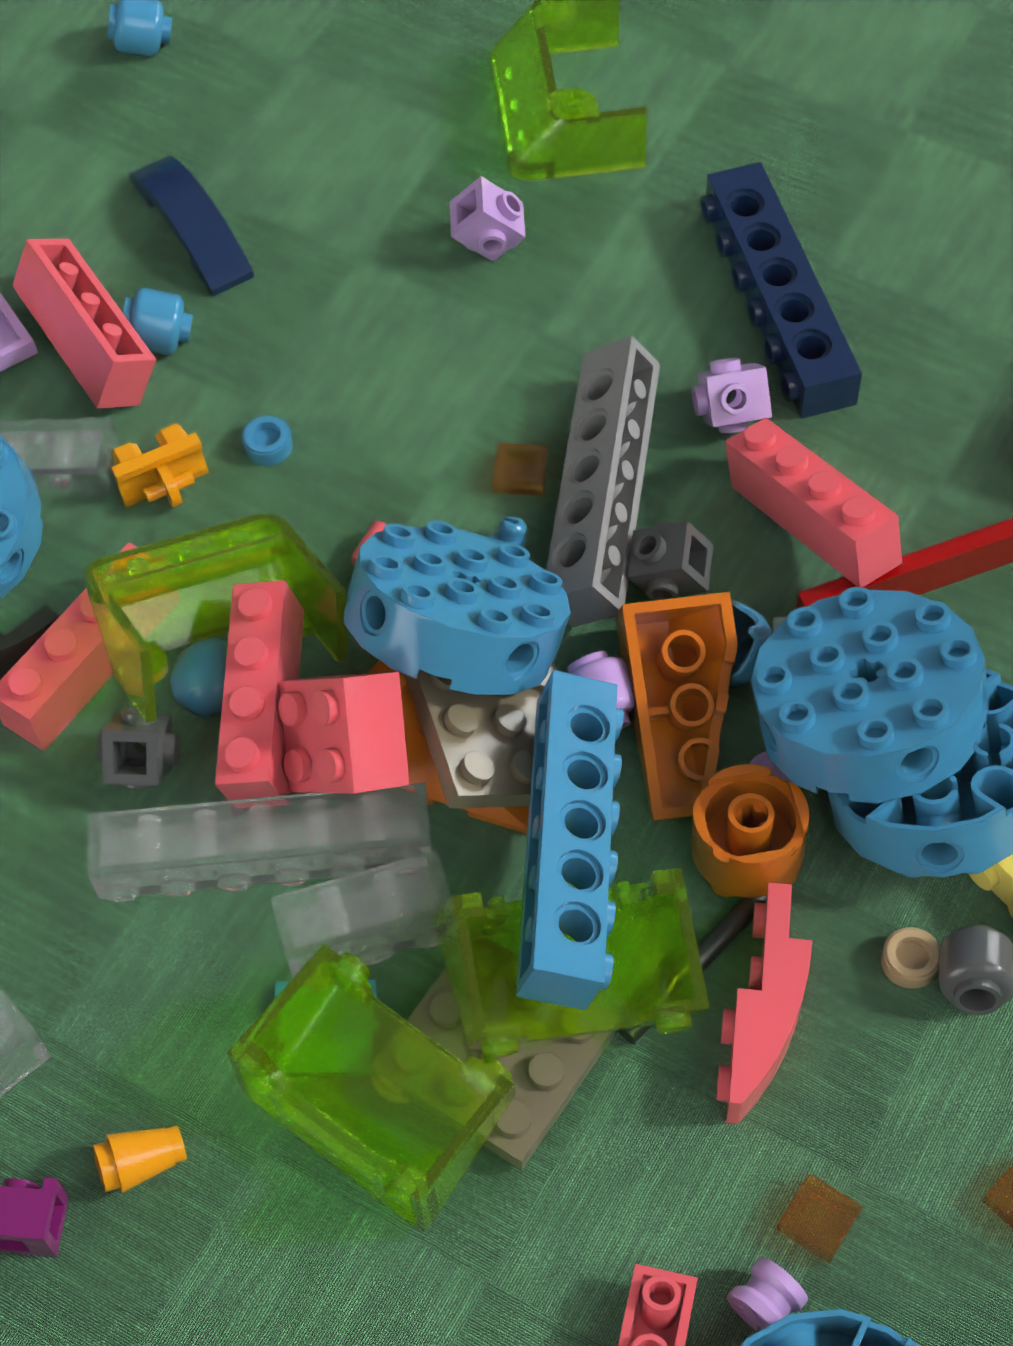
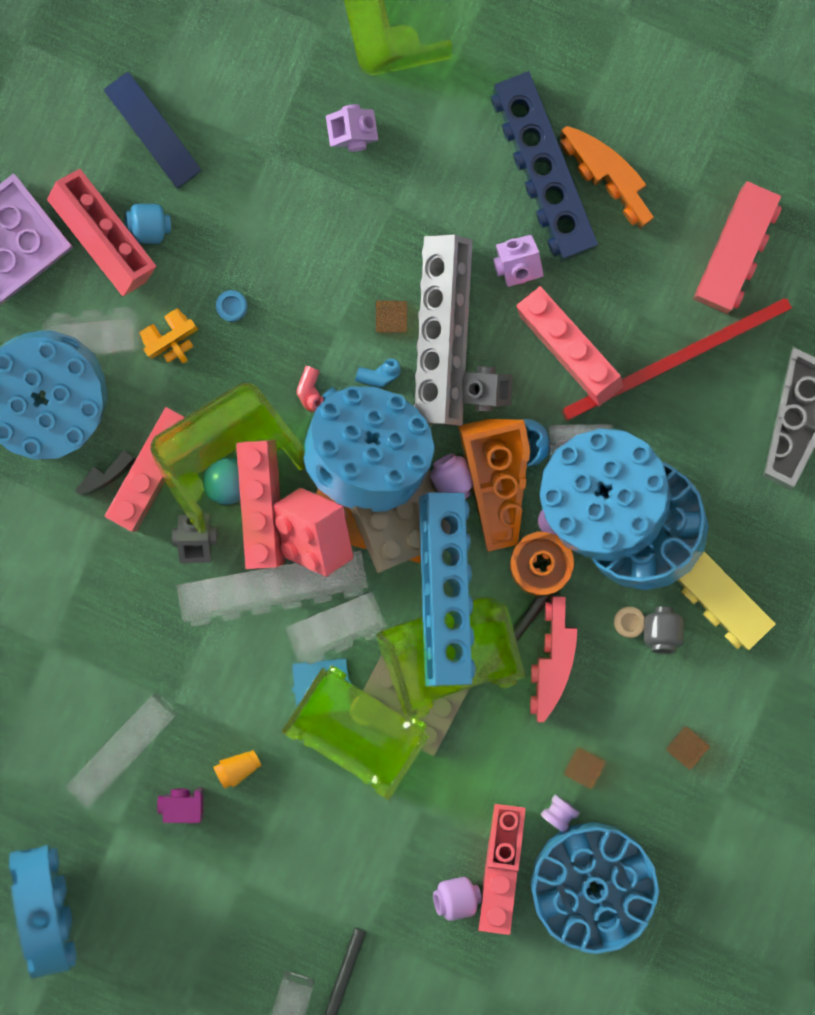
camera: 15 degrees left, 30 degrees up
(877, 289) = (601, 162): none -> orange slope

